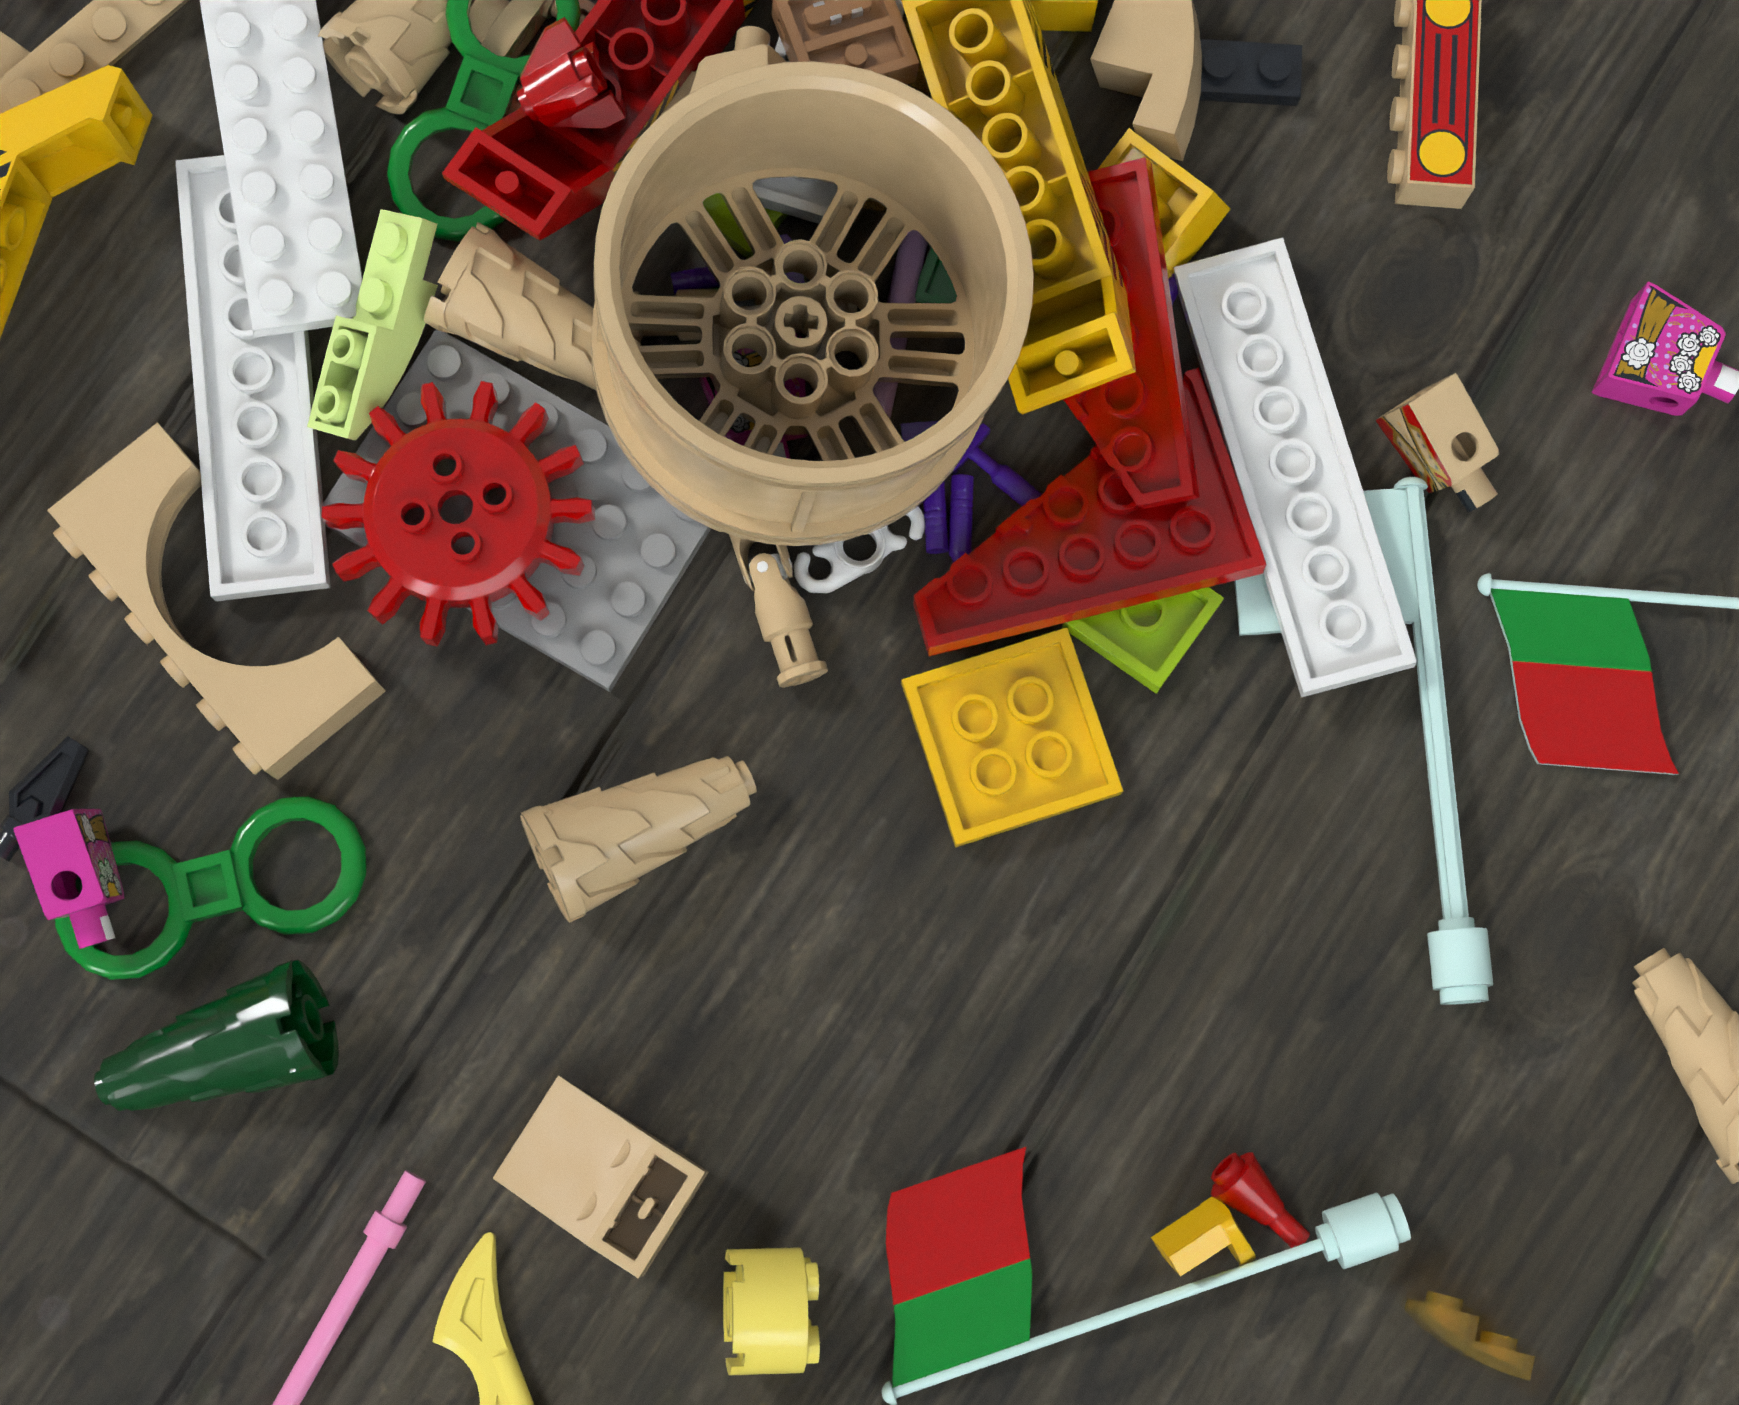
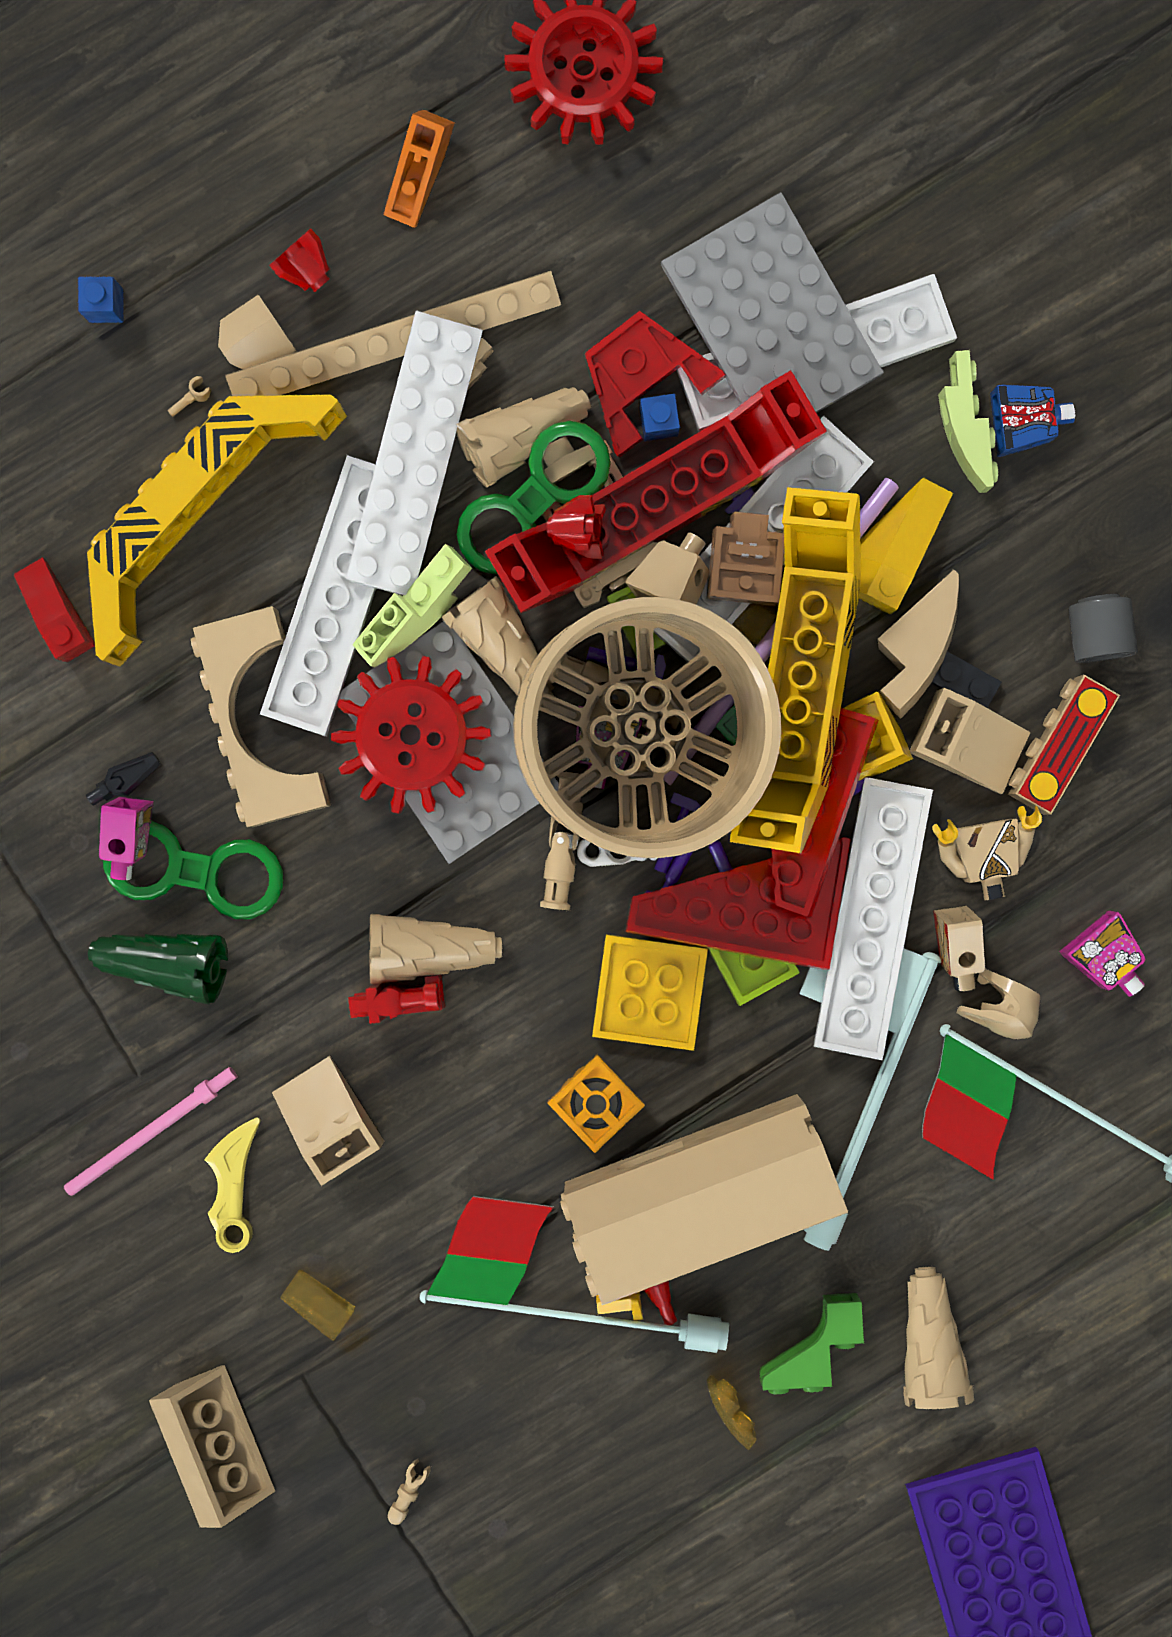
camera: 30 degrees right, 10 degrees up
(625, 931) = (398, 999): none -> red hips
(769, 1311) = (380, 1230): light yellow brick -> none
(1012, 941) = (595, 1103): none -> light orange piece
(1253, 990) = (700, 1199): none -> tan panel
(1297, 144) = (969, 740): none -> tan slope
(1408, 286) = (988, 850): none -> tan torso
(1551, 1191) = (808, 1362): none -> bright green arch
(1574, 504) = (1014, 1015): none -> tan helmet

